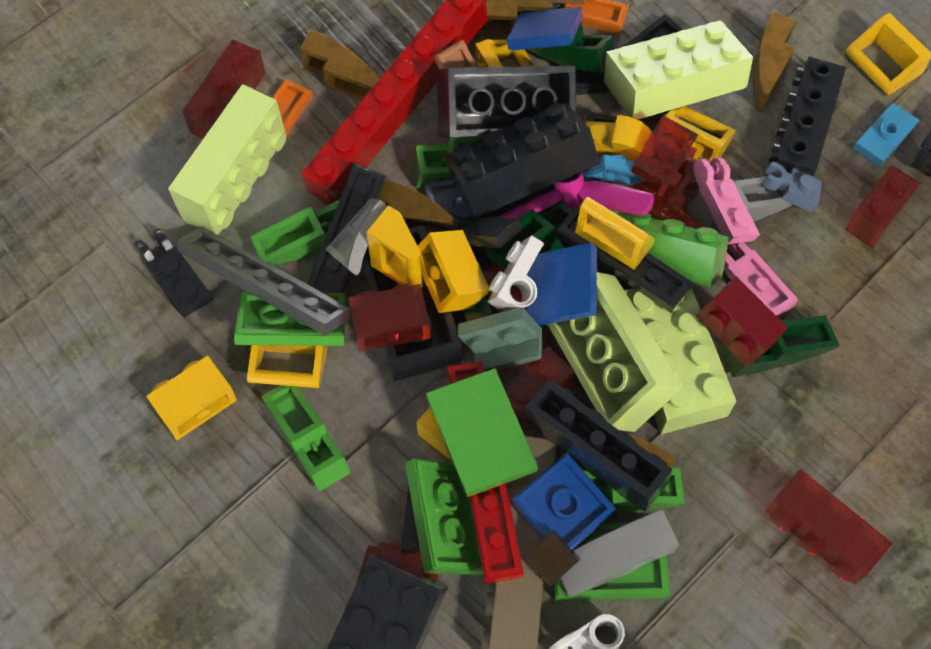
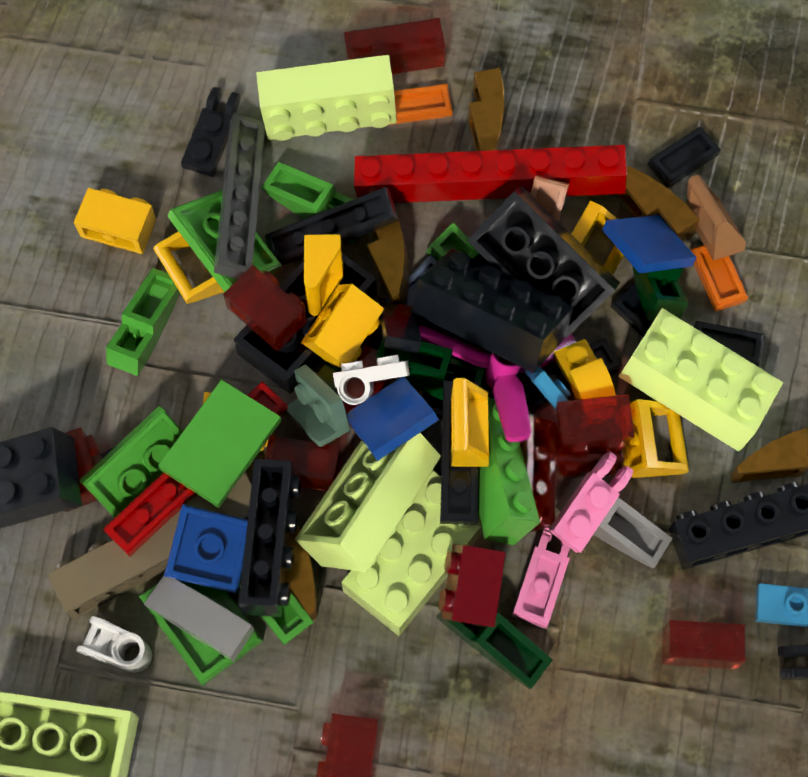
camera: 55 degrees right, 5 degrees up
(352, 241) = (294, 239): light grey plate -> none
(552, 558) = (154, 566): dark brown tile -> none
(796, 186) = (664, 559): sand blue plate -> none

